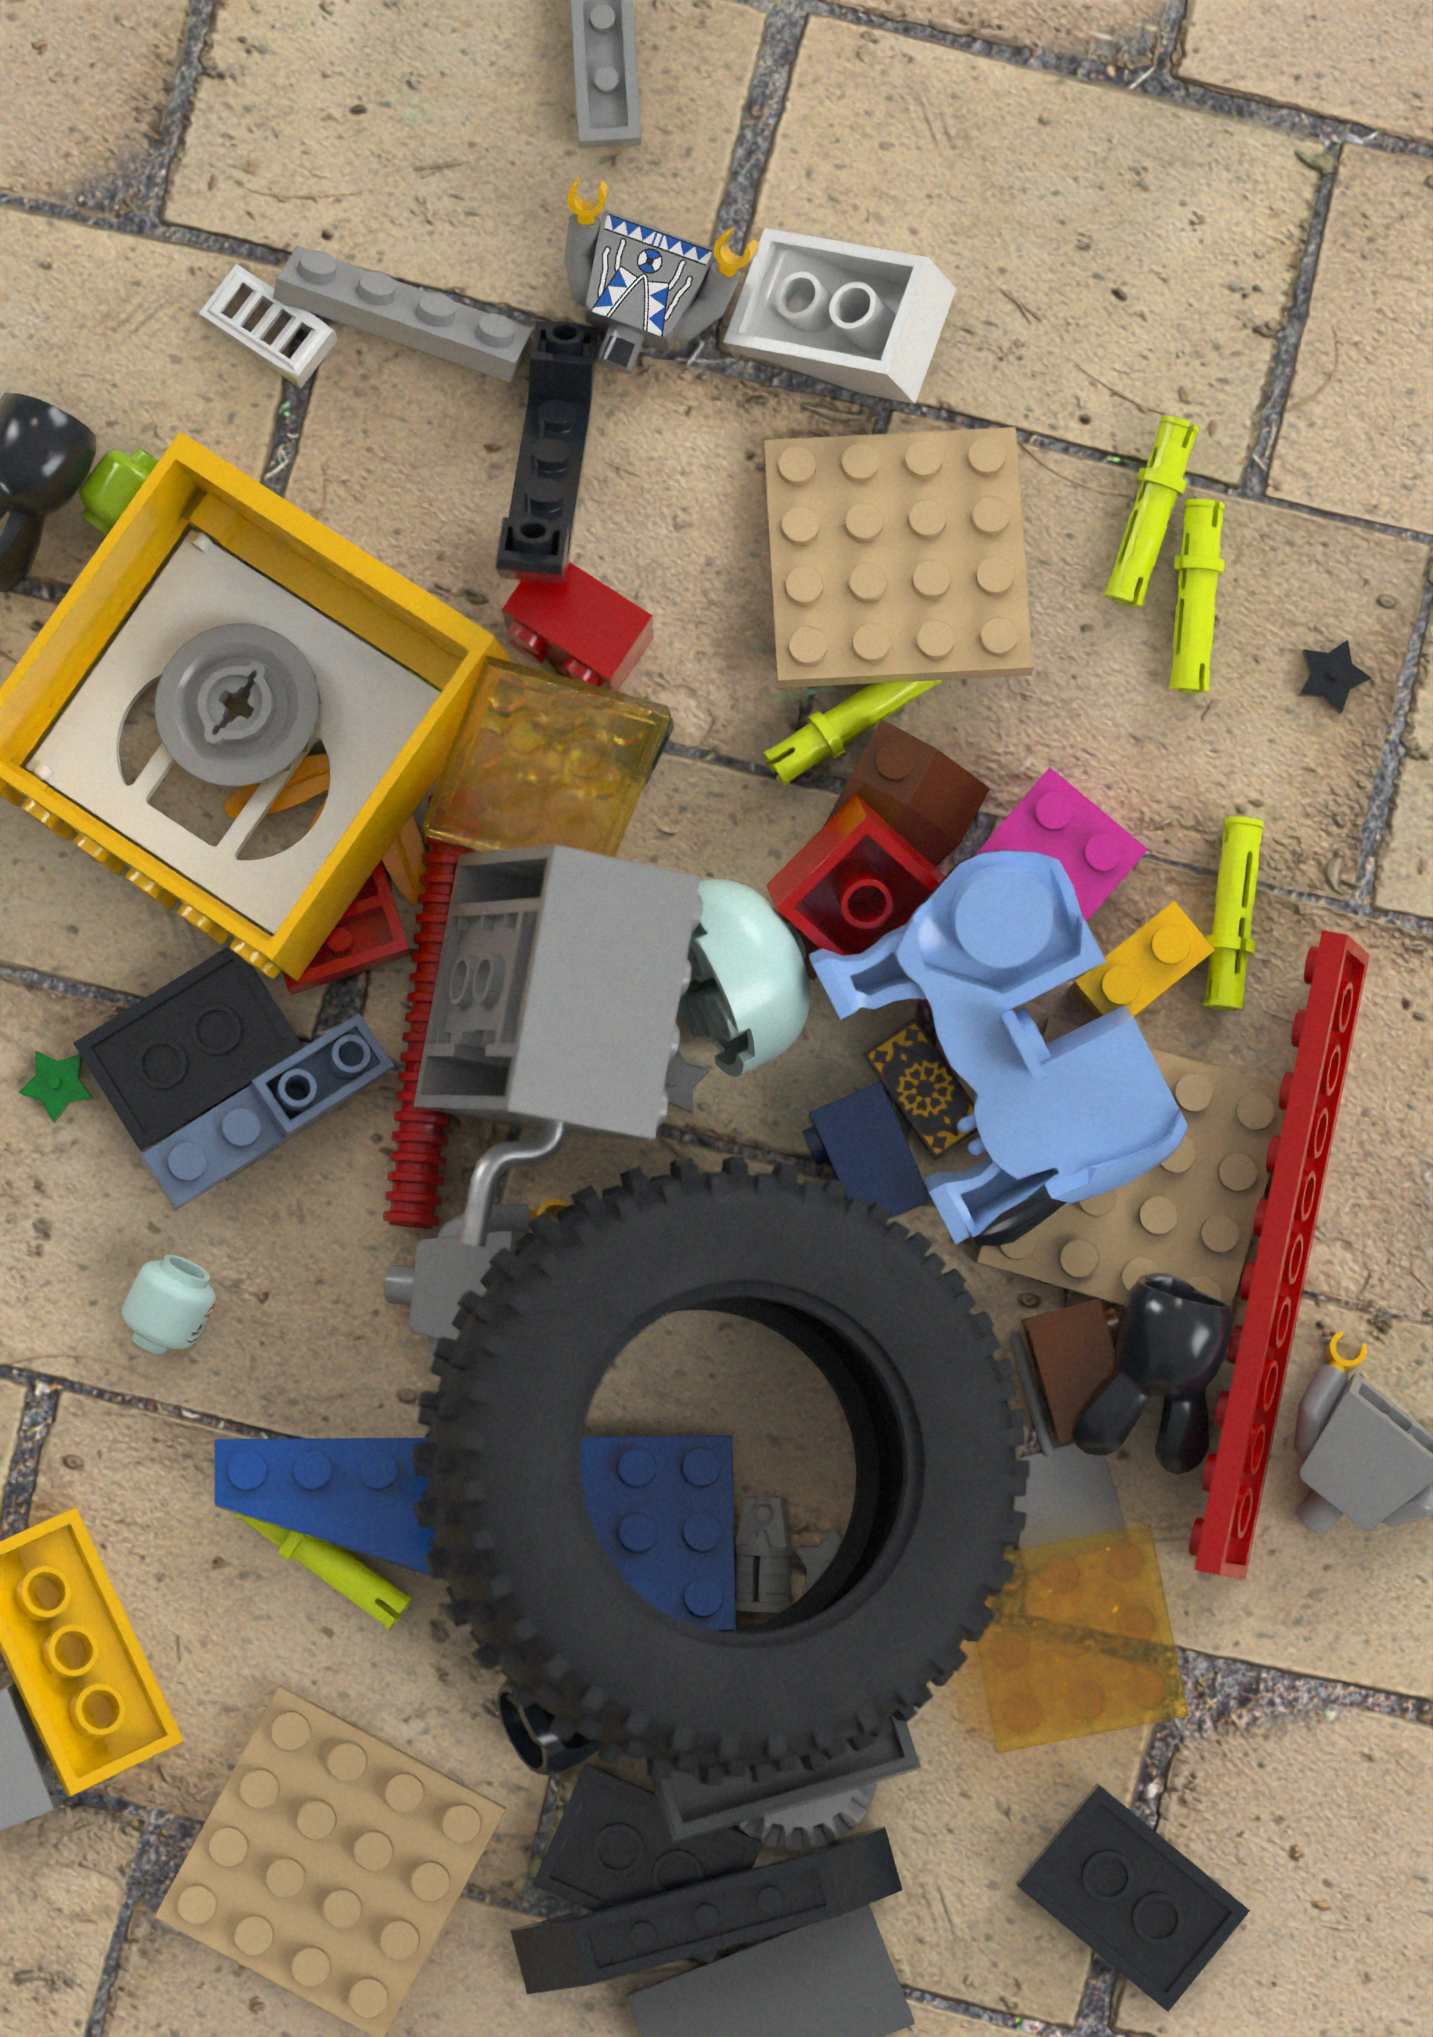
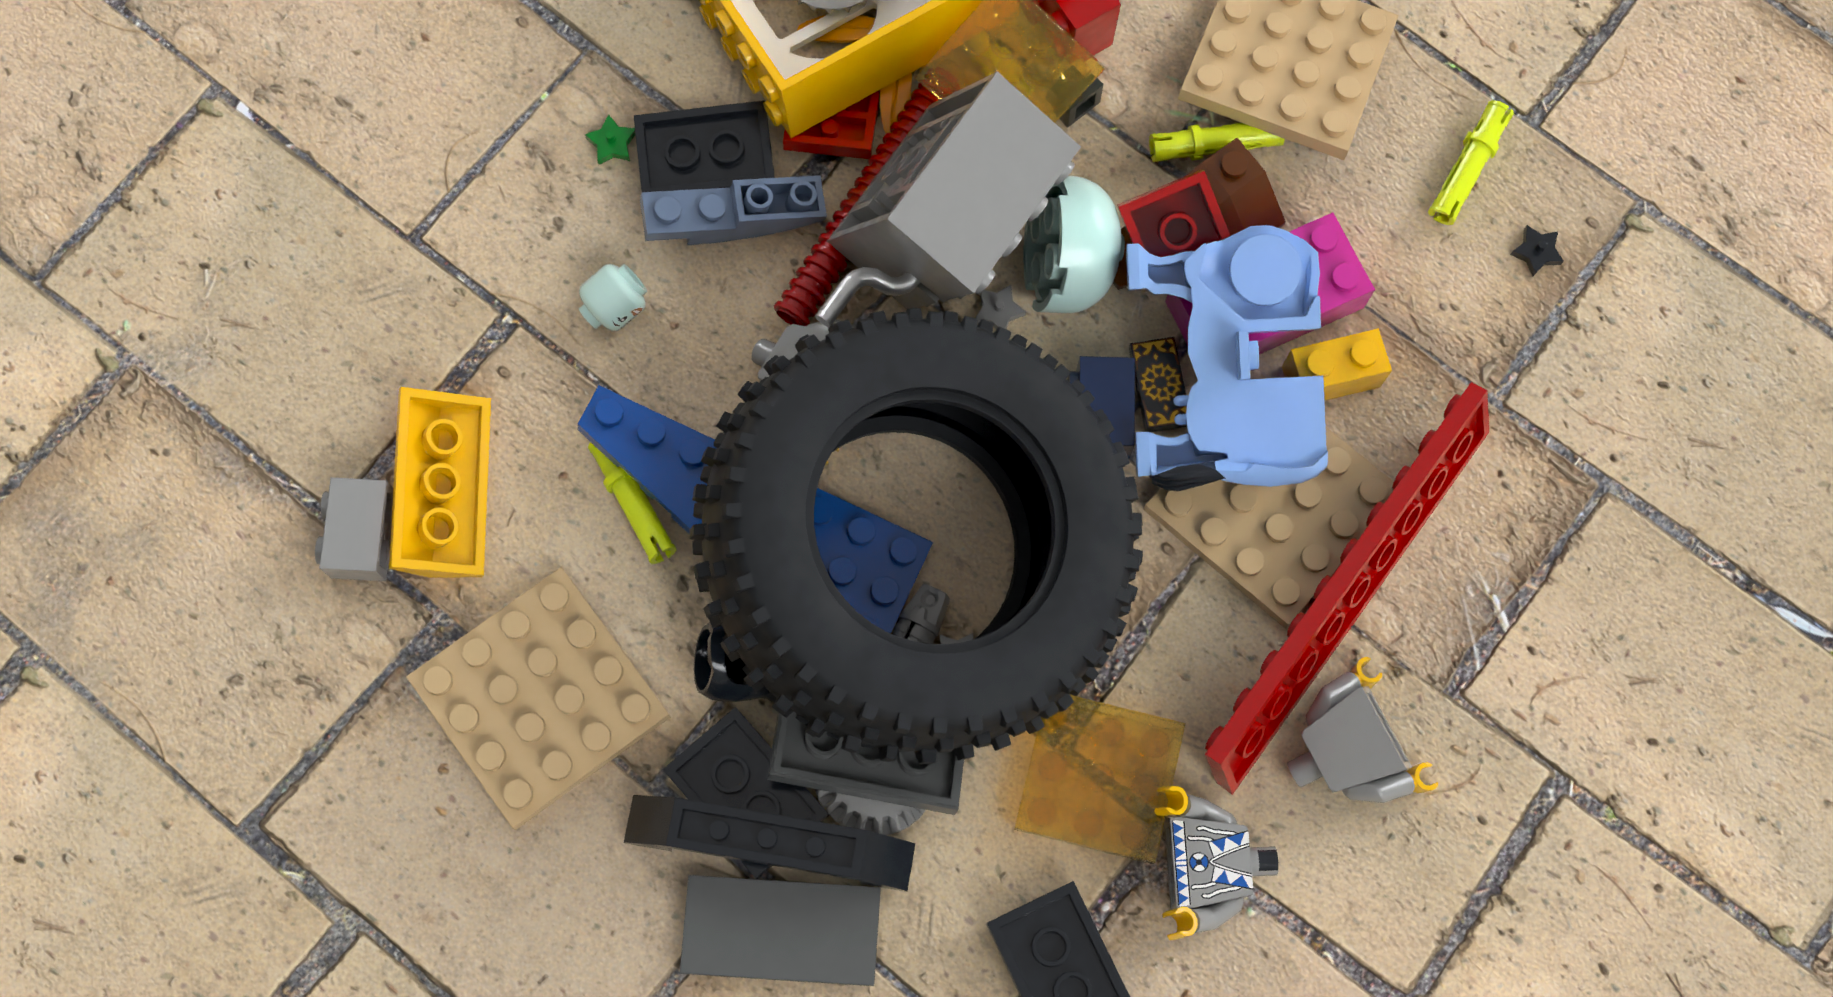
camera: 25 degrees right, 10 degrees down
(1067, 1489) = (1134, 676): light grey piece -> none
(1071, 1359) = (1182, 603): reddish brown brick -> none
(1158, 489) = (1475, 87): neon yellow pin -> none
(1166, 1347) = (1252, 606): black piece -> none
(1233, 914) = (1411, 363): neon yellow pin -> none
(1254, 1688) = (1208, 862): none -> torso

